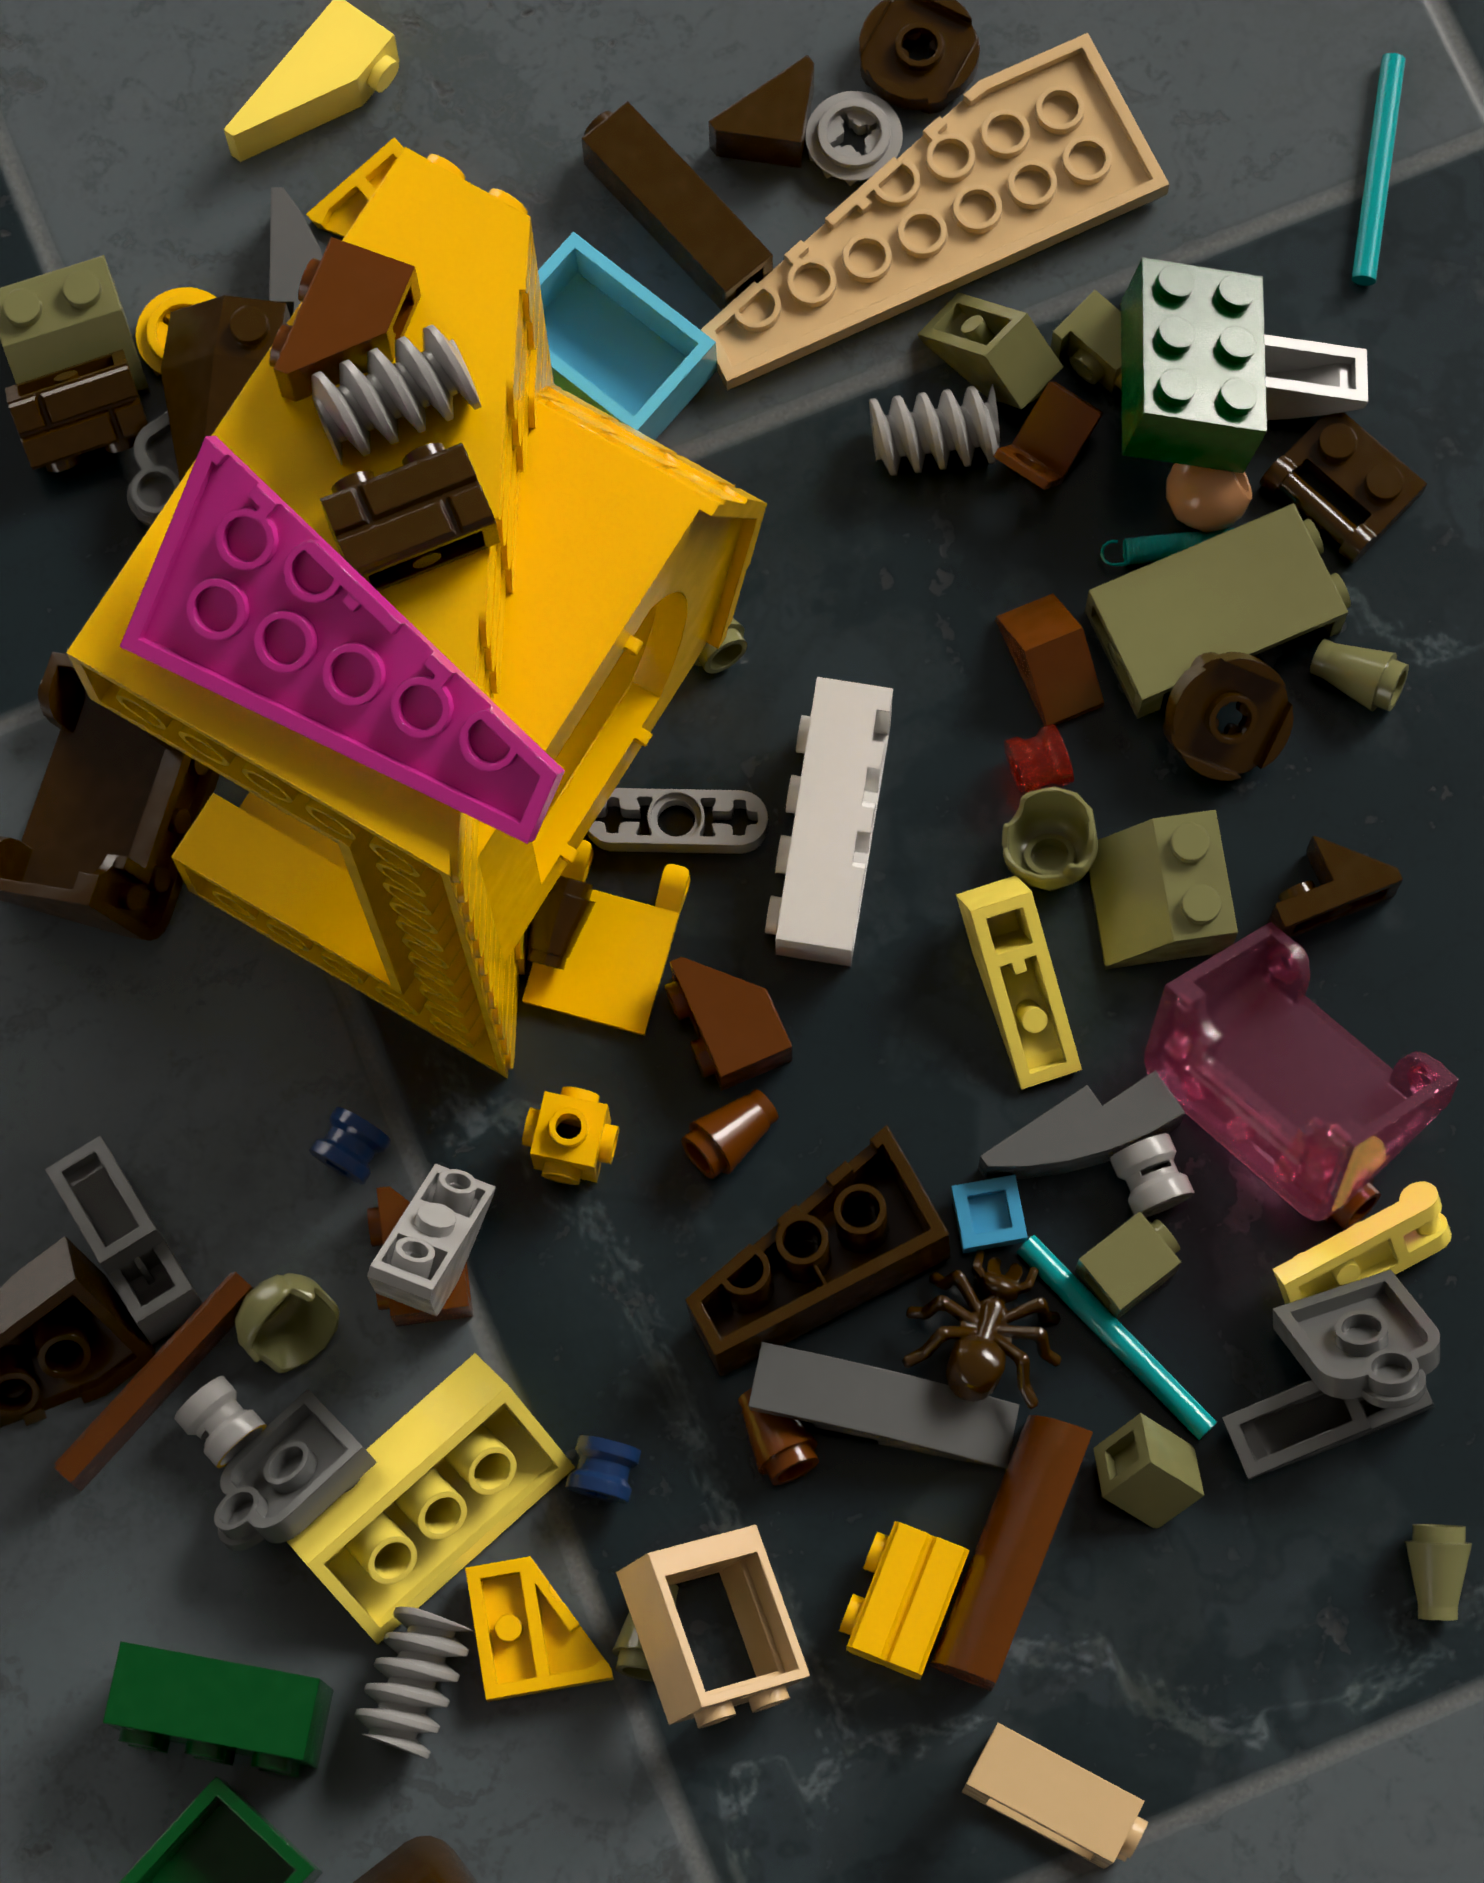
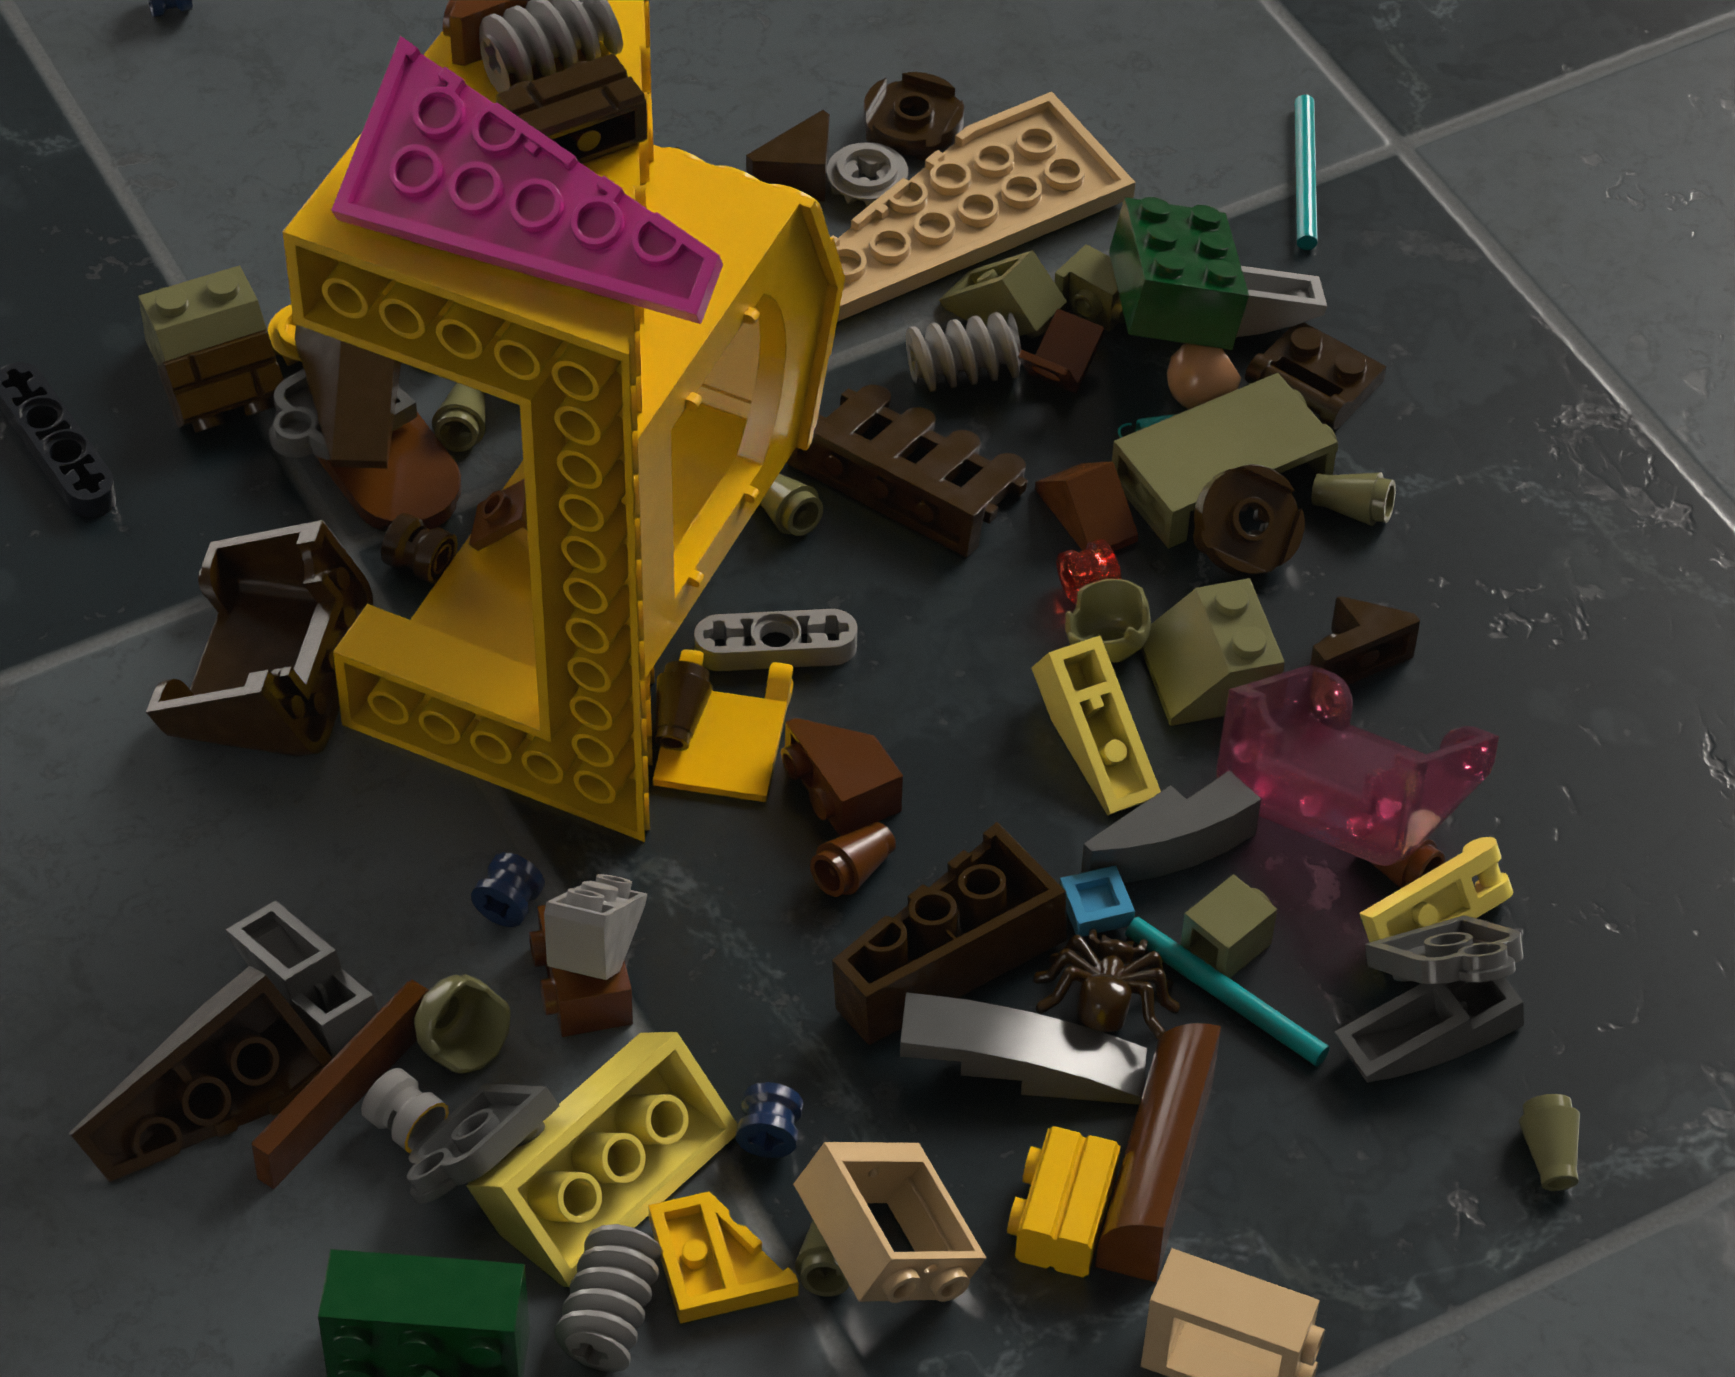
camera: 10 degrees left, 25 degrees down
(573, 1158) = (709, 865): yellow brick -> none
(779, 1444) = (931, 1088): reddish brown cone -> none
(832, 821) = (914, 616): white wedge -> none
(852, 622) = (905, 491): none -> dark brown fence
(1148, 1471) = (1274, 1085): olive panel -> none
(1152, 1175) = (1234, 851): light grey wheel -> none

